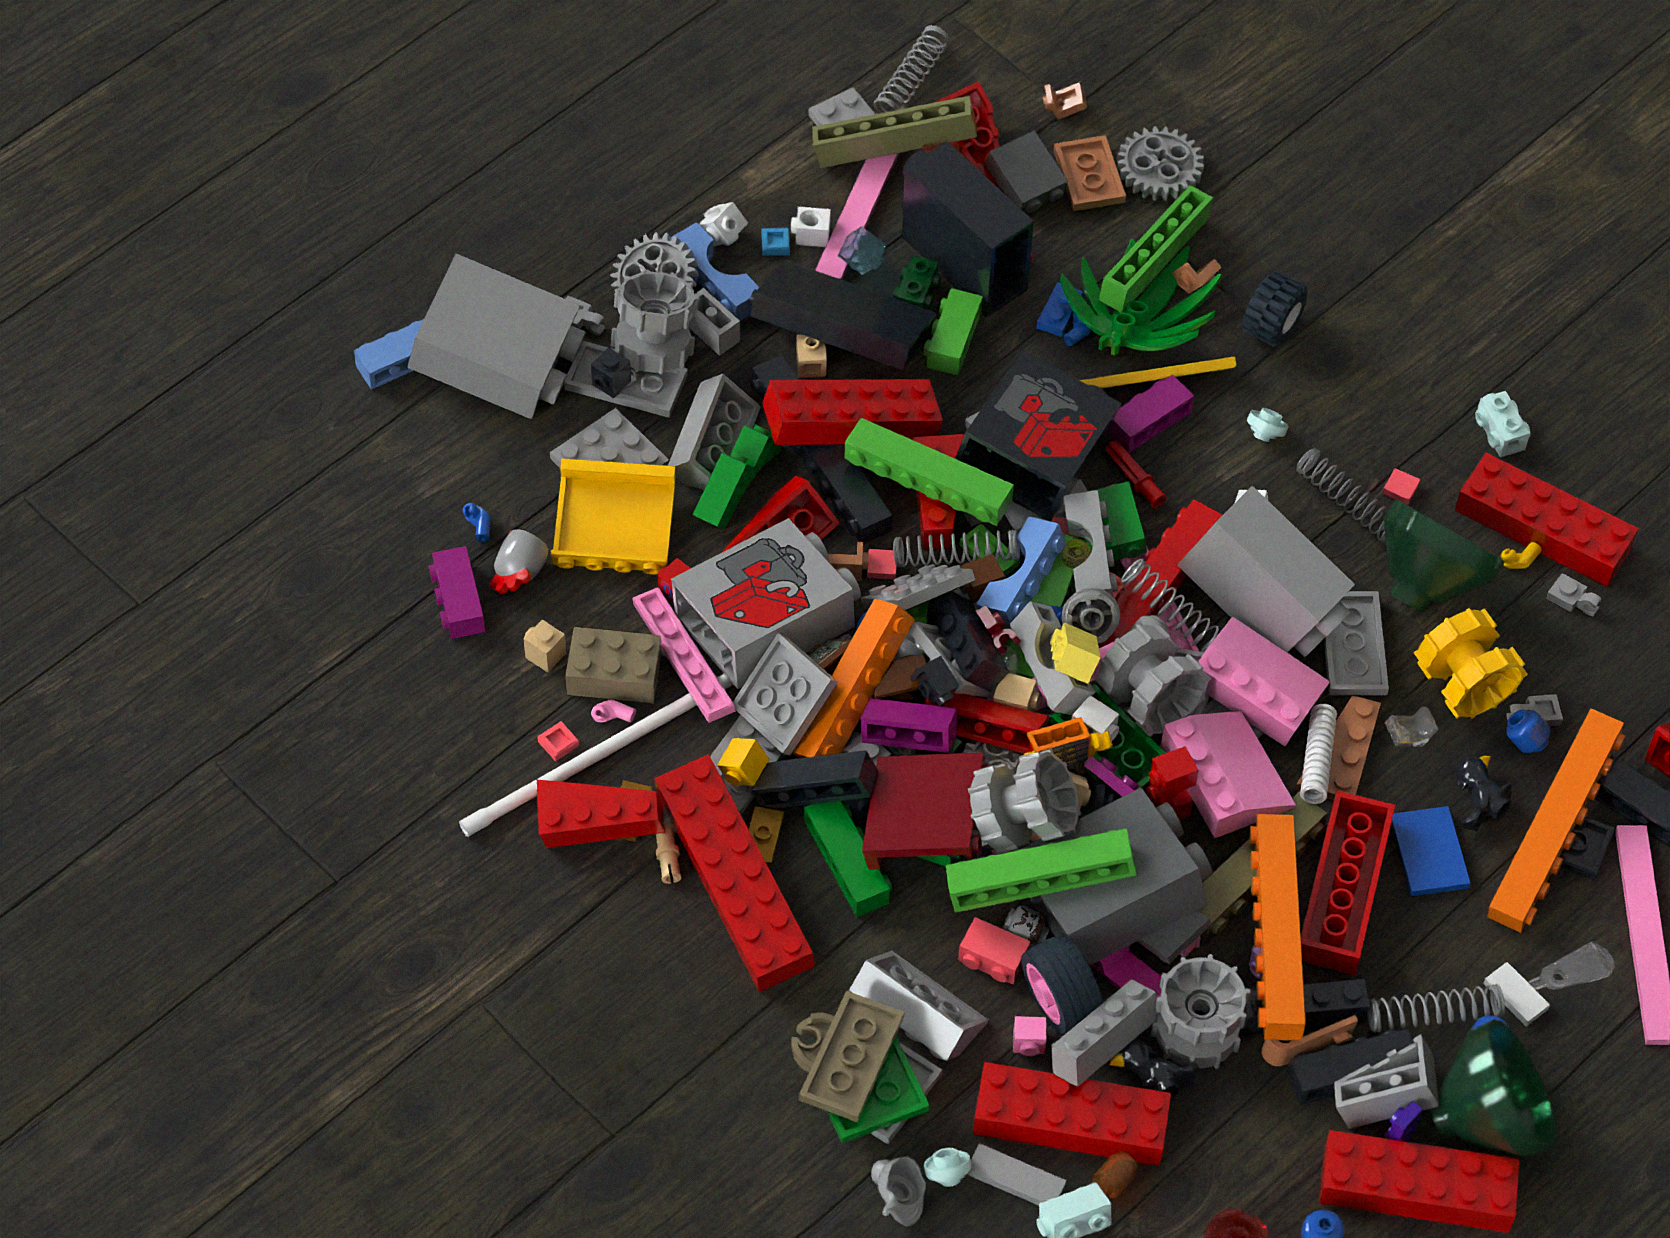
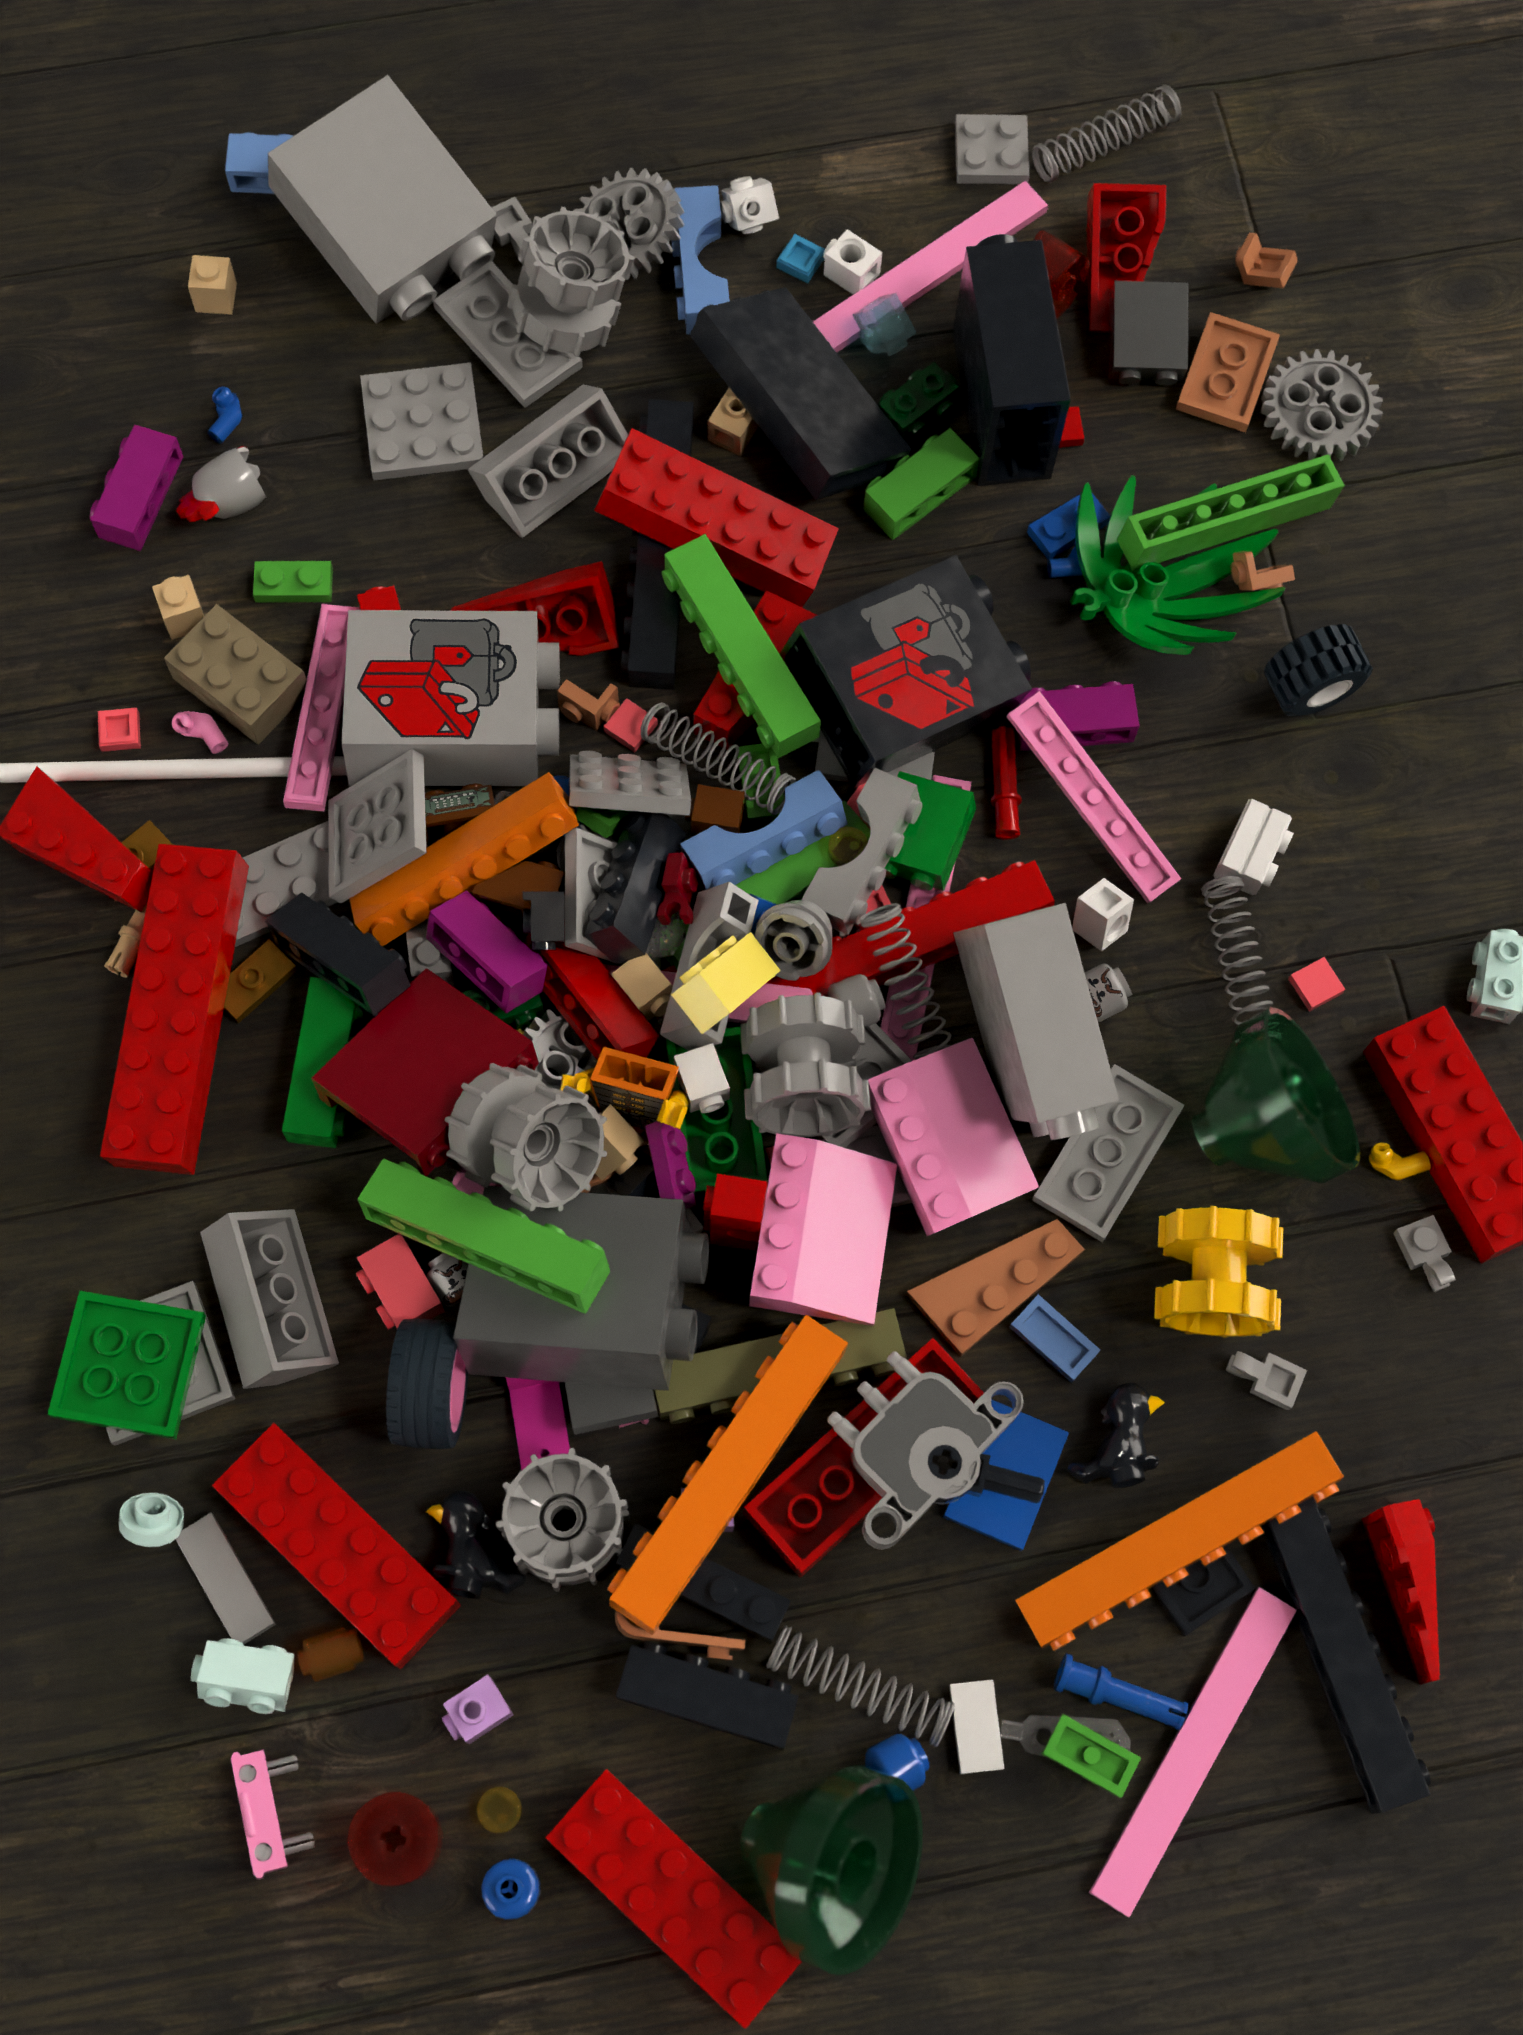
camera: 30 degrees right, 15 degrees up
(411, 447) = (212, 284): none -> tan brick
(601, 595) = (293, 581): none -> bright green plate
(611, 372) = (482, 317): black brick -> none
(614, 516) = (367, 495): yellow panel -> none
(715, 324) = (647, 317): light grey brick -> none
(735, 474) = (529, 520): green arch -> none
(743, 762) = (276, 881): yellow brick -> none
(846, 1053) = (118, 1317): dark tan plate -> none
(894, 131) = (1022, 196): olive brick -> none
(901, 1188) = (75, 1515): light grey hair -> none
(1029, 1035) = (361, 1416): bright pink plate -> none
(1104, 1032) = (427, 1477): light grey brick -> none
(1162, 373) = (1115, 669): yellow tile -> none
(1197, 449) = (1093, 797): none -> bright pink plate
(1225, 1153) = (476, 1710): none -> lavender brick
(1267, 424) = (1206, 811): light aqua plate -> none
(1279, 1203) = (499, 1810): none -> clear yellow tile
(1309, 428) = (1253, 846): none -> white brick
(1318, 754) = (951, 1274): white piece -> none
(1383, 845) = (917, 1428): none -> piece
(1395, 1082) = (720, 1761): light grey wedge -> none
(1400, 762) = (1054, 1338): none -> medium blue tile
(1404, 1123) = (698, 1819): dark purple plate -> none
(1412, 730) = (1096, 1306): clear bracket -> none
(1528, 731) = (1235, 1398): blue head -> none
(1569, 929) = (1100, 1686): none -> blue pin
(1593, 964) = (1091, 1756): none -> bright green plate

